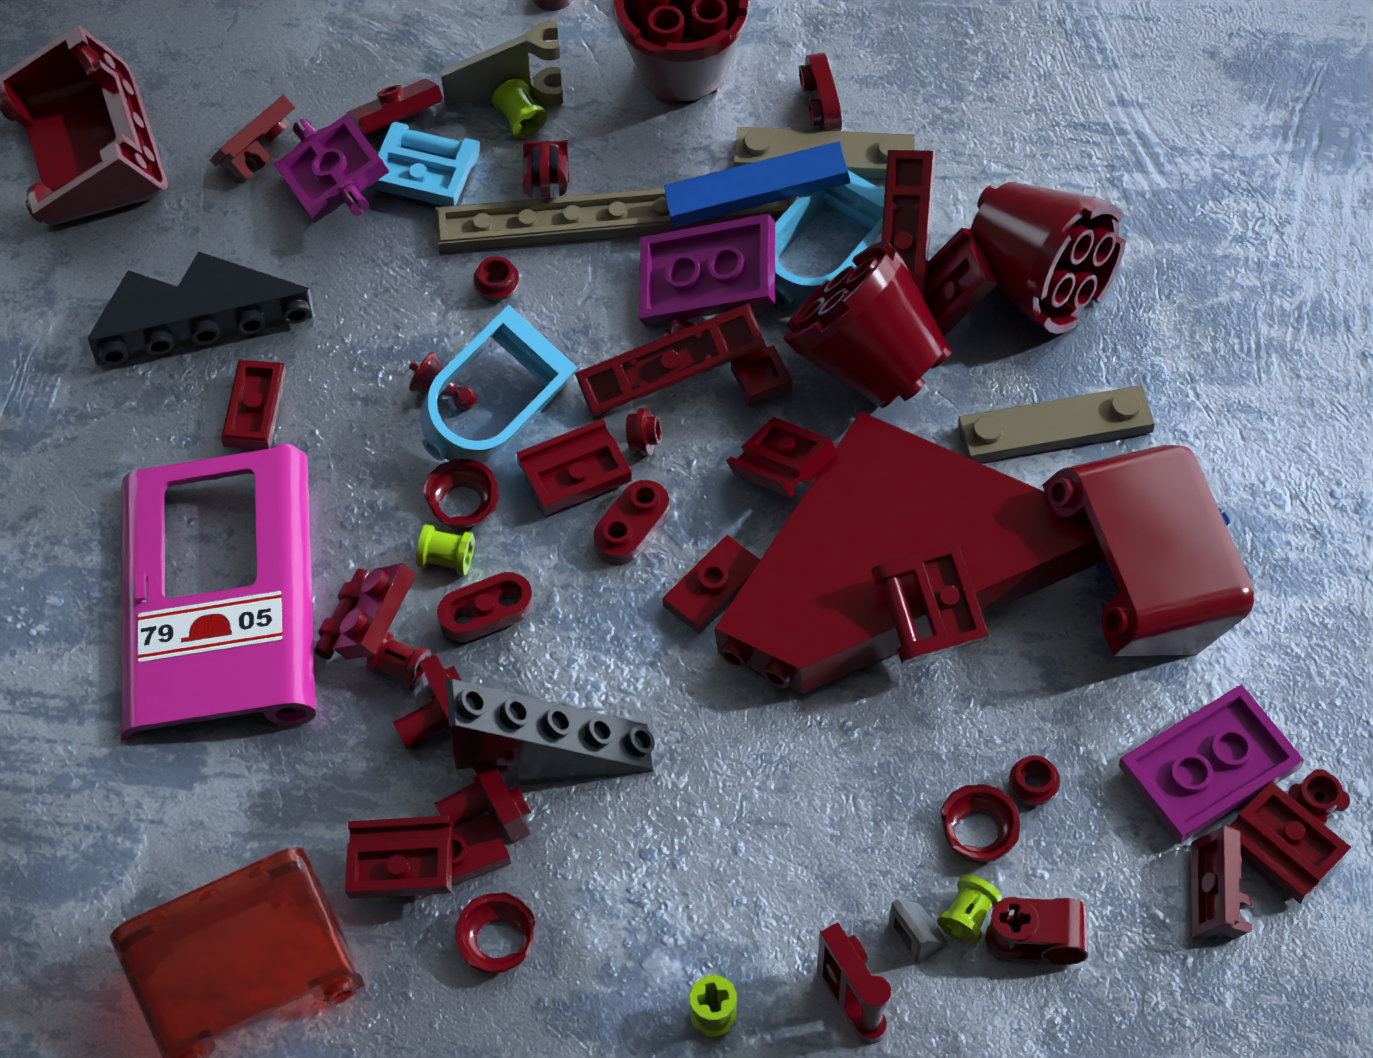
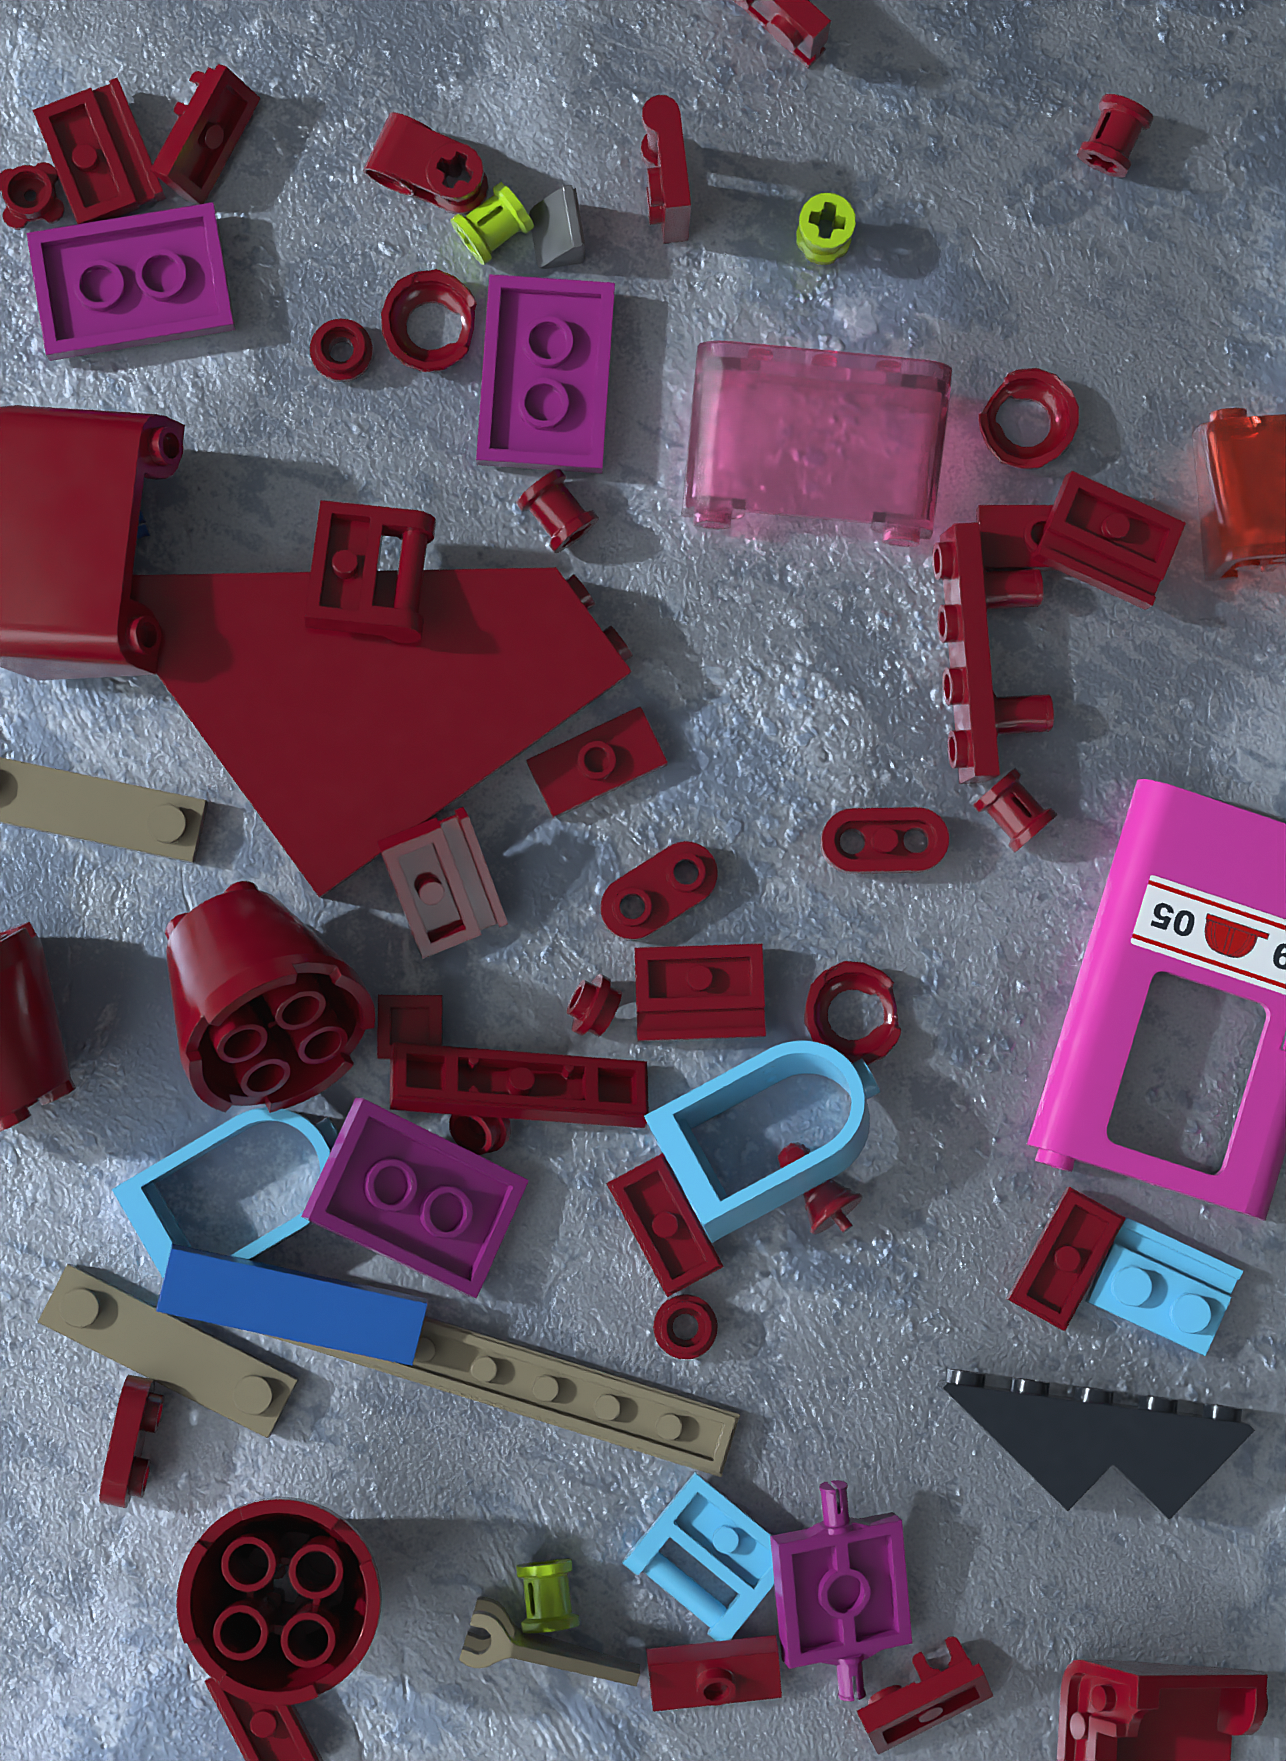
camera: 165 degrees left, 25 degrees up
(178, 417) = (1164, 1286): none -> medium azure plate
(364, 612) = (1025, 871): dark red plate -> none
(445, 549) = (903, 939): lime bush -> none
(542, 736) = (888, 611): black slope -> none
(545, 164) = (548, 1481): dark red arm -> none
(553, 326) = (665, 1225): none -> dark red plate
(650, 839) = (816, 437): none -> clear pink windscreen
(820, 728) = (557, 510): none -> dark red bush
(876, 821) = (545, 373): none -> magenta plate
(909, 209) = (128, 1144): dark red plate -> none
(957, 280) = (112, 1040): dark red plate -> none

